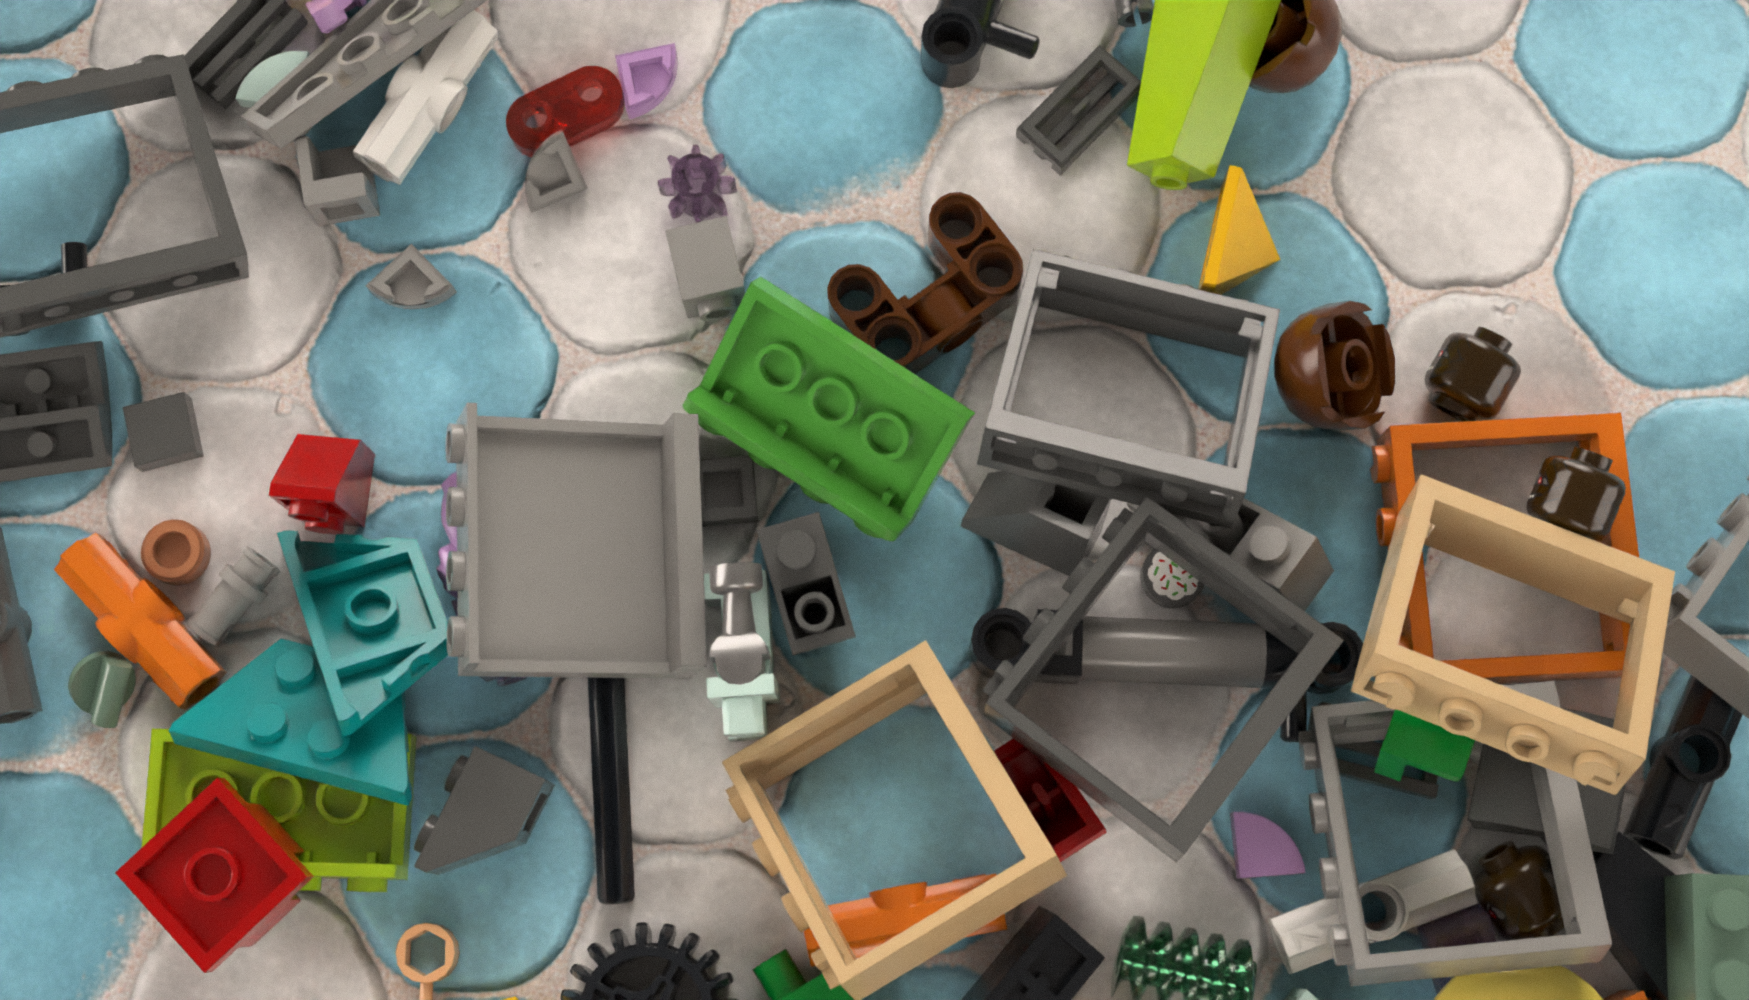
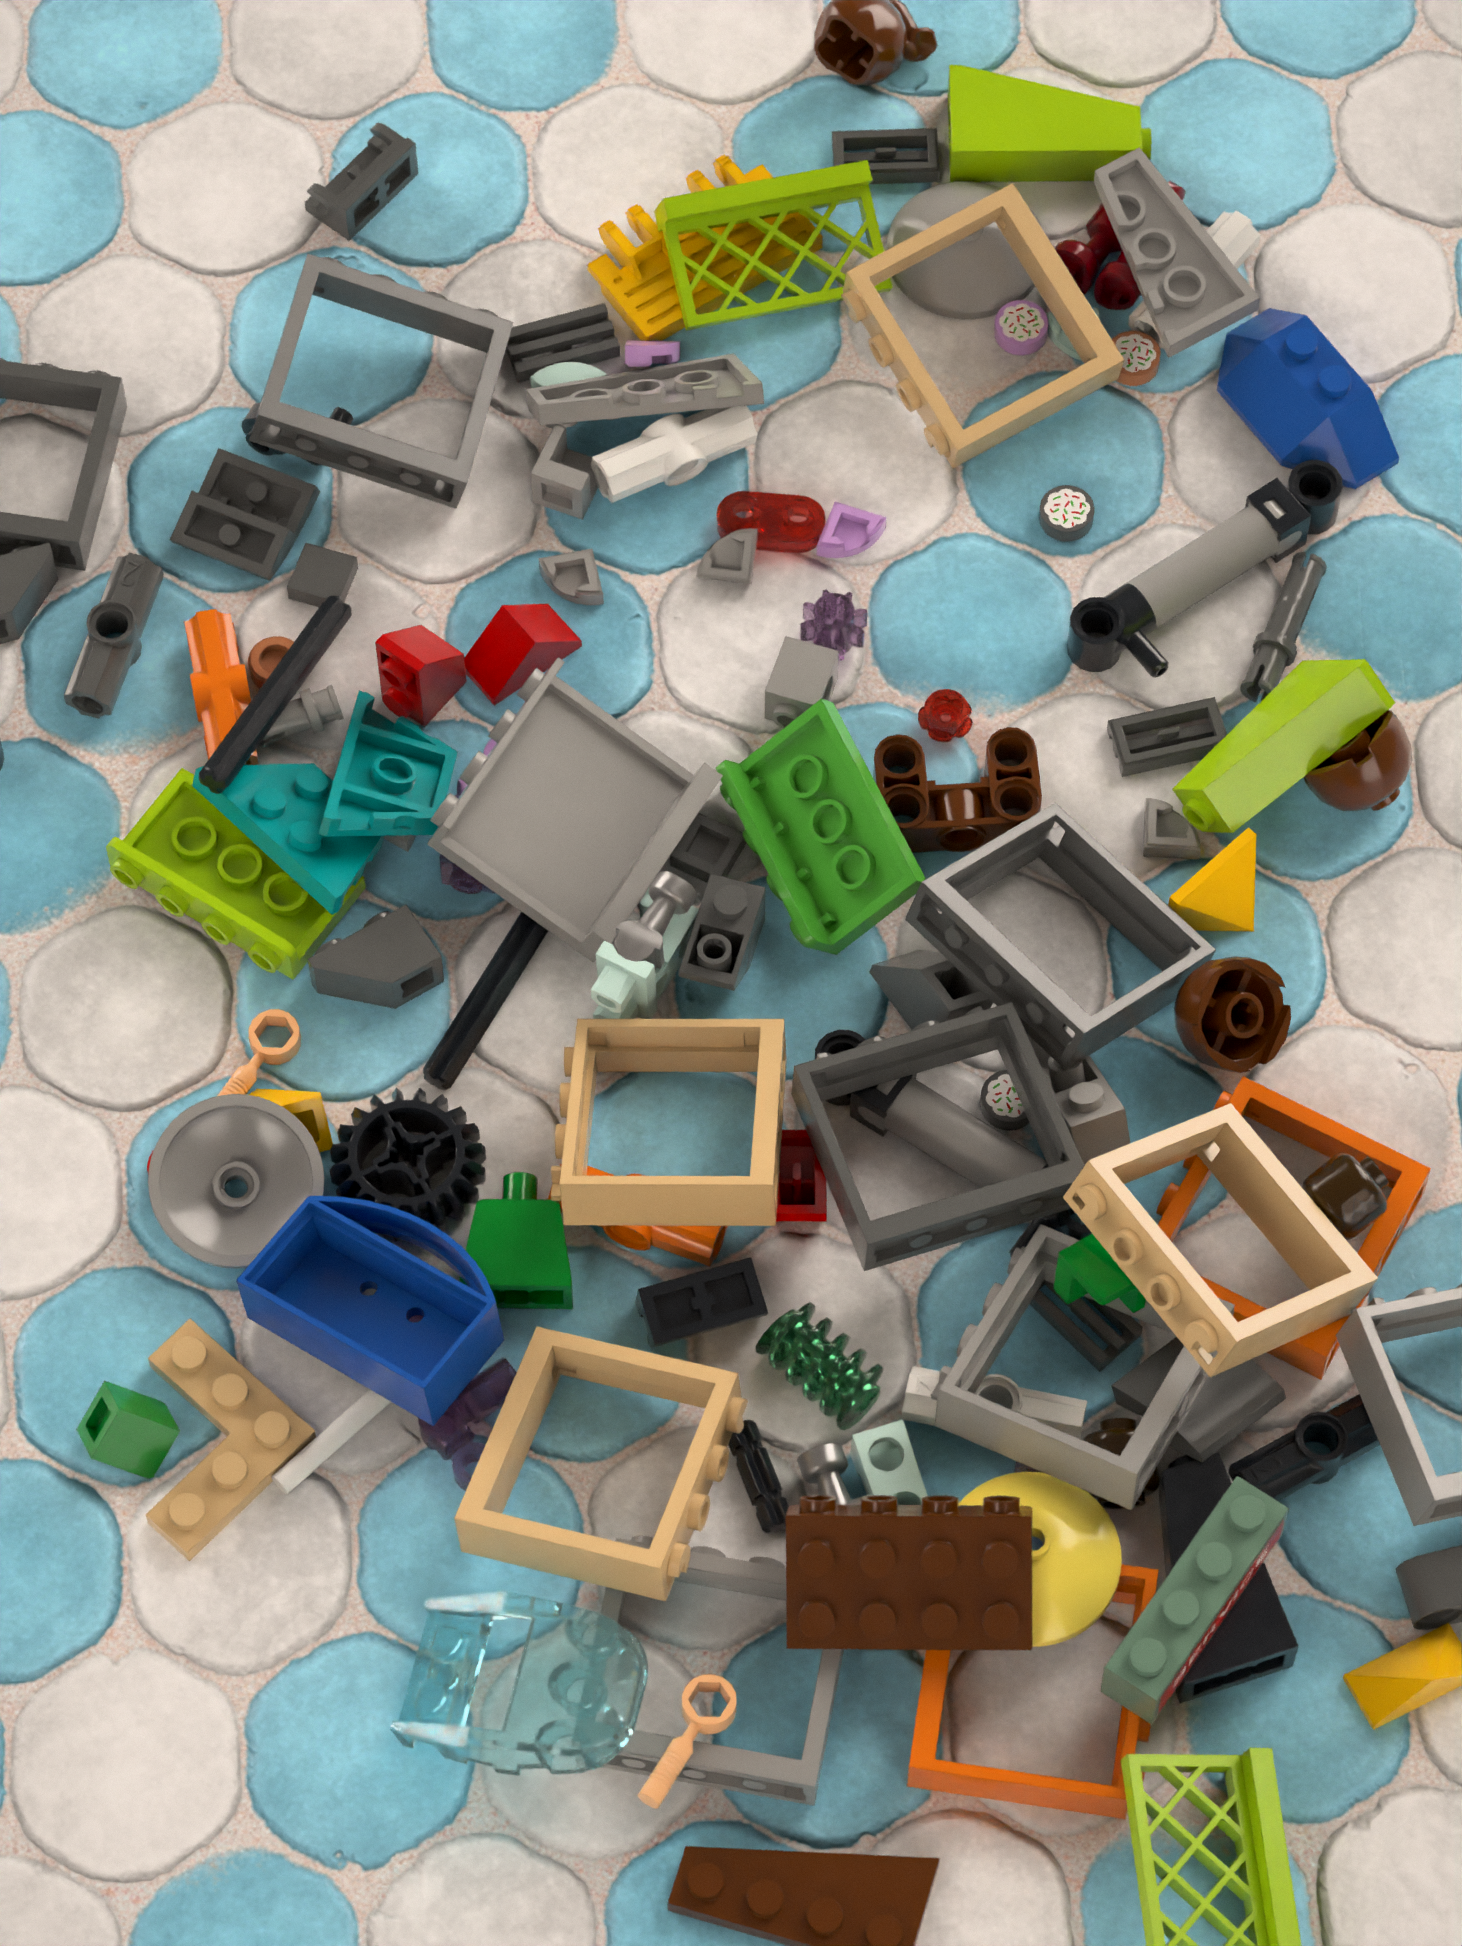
camera: 30 degrees right, 15 degrees down
(102, 686) = (165, 720): sand green plate -> none
(197, 600) = (275, 695): none -> black axle
(218, 875) = (169, 878): red panel -> none
(406, 392) = (516, 644): none -> red slope
(862, 200) = (945, 703): none -> clear red plate
(1141, 208) = (1168, 832): none -> light grey tile
(1263, 848) = (941, 1323): lavender tile -> none
(1472, 375) = (1340, 1084): dark brown head -> none

